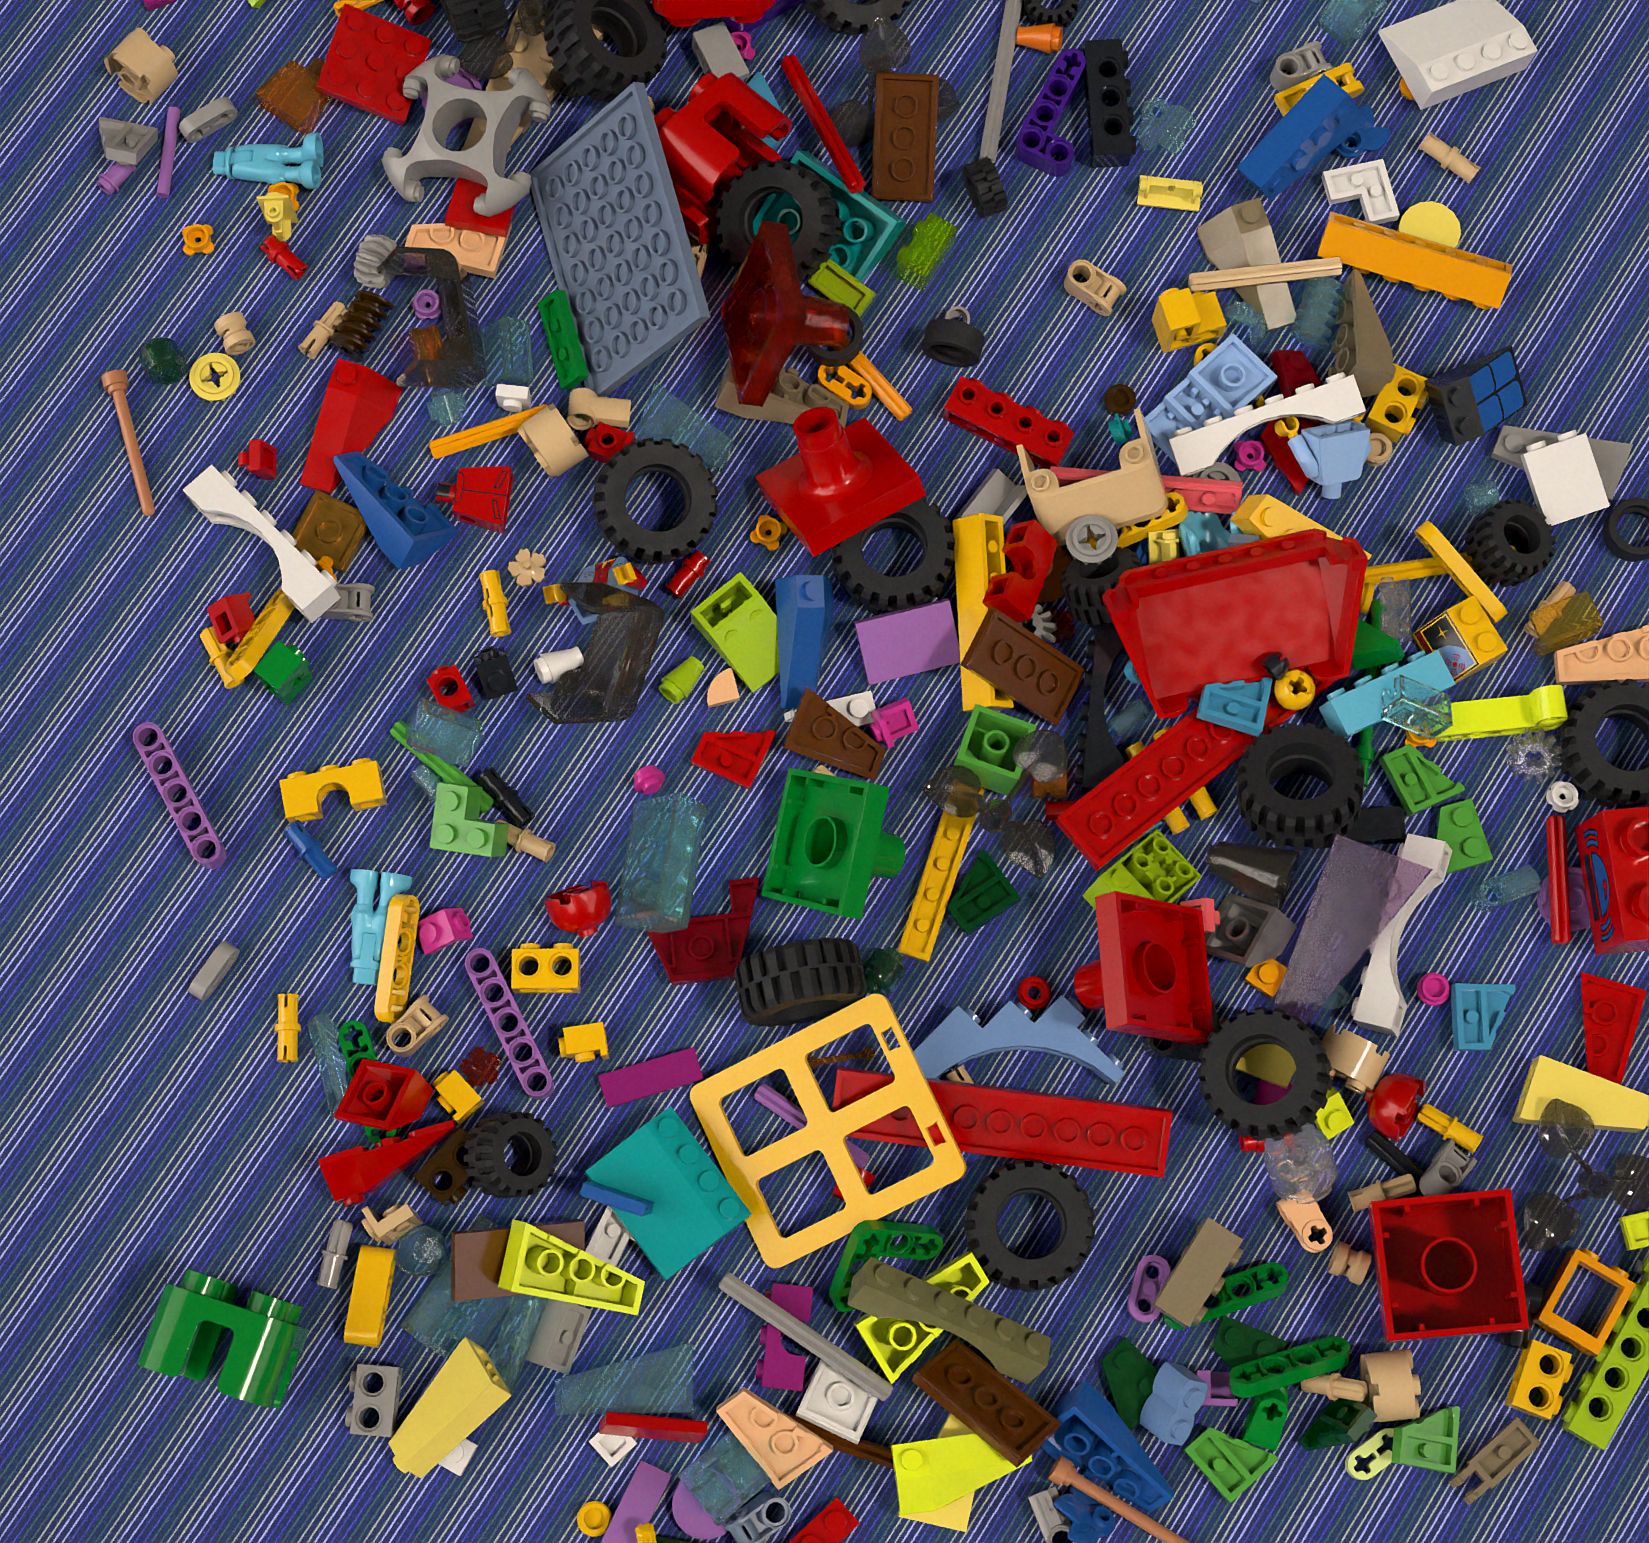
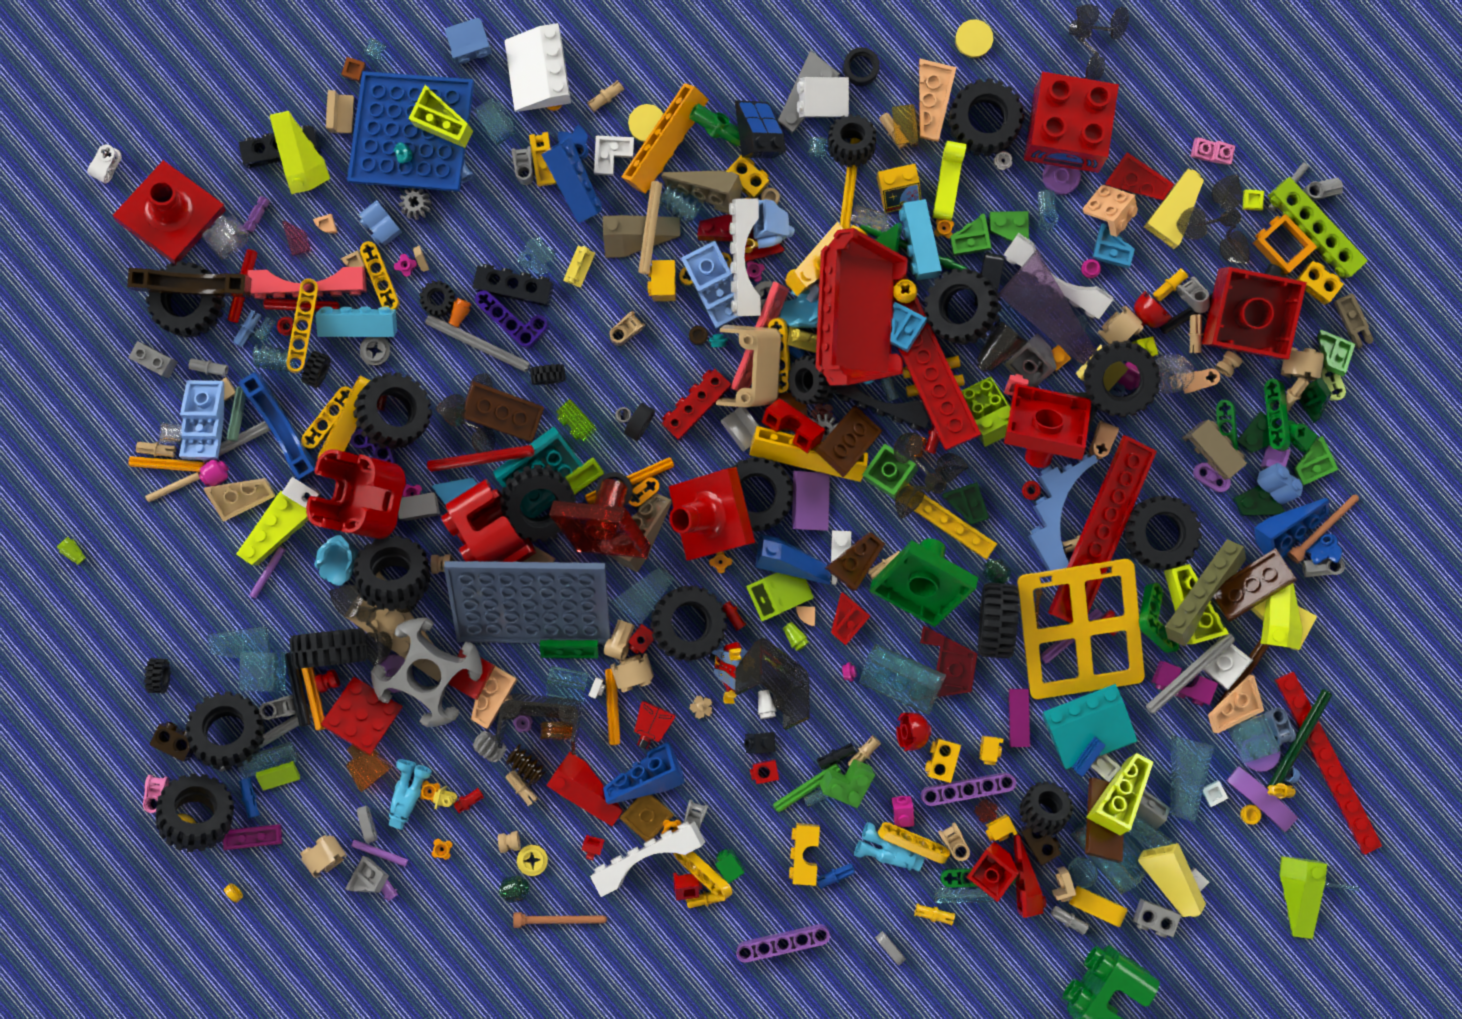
camera: 65 degrees left, 10 degrees up
(443, 733) = (791, 782): clear light blue brick -> none
(446, 406) = (591, 728): clear light blue gear -> none
(495, 603) = (718, 731): yellow pin -> none
(653, 1427) = (1214, 770): red tile -> none
(893, 722) = (855, 523): dark pink bracket -> none
(1100, 528) = (780, 372): light grey gear -> none
(1160, 1087) = (1104, 437): none -> light nougat piece
(1242, 314) = (669, 249): clear light blue bracket -> none
(1274, 666) = (891, 298): black hinge -> none
(1417, 707) = (935, 225): clear light blue hinge -> none
(1460, 570) = (860, 174): yellow beam -> none
(1463, 328) = (716, 124): none -> green piece
(1533, 766) = (977, 169): clear gear -> none
(1545, 995) = (1112, 206): none -> light nougat bracket
(1558, 879) = (1051, 179): red axle -> none

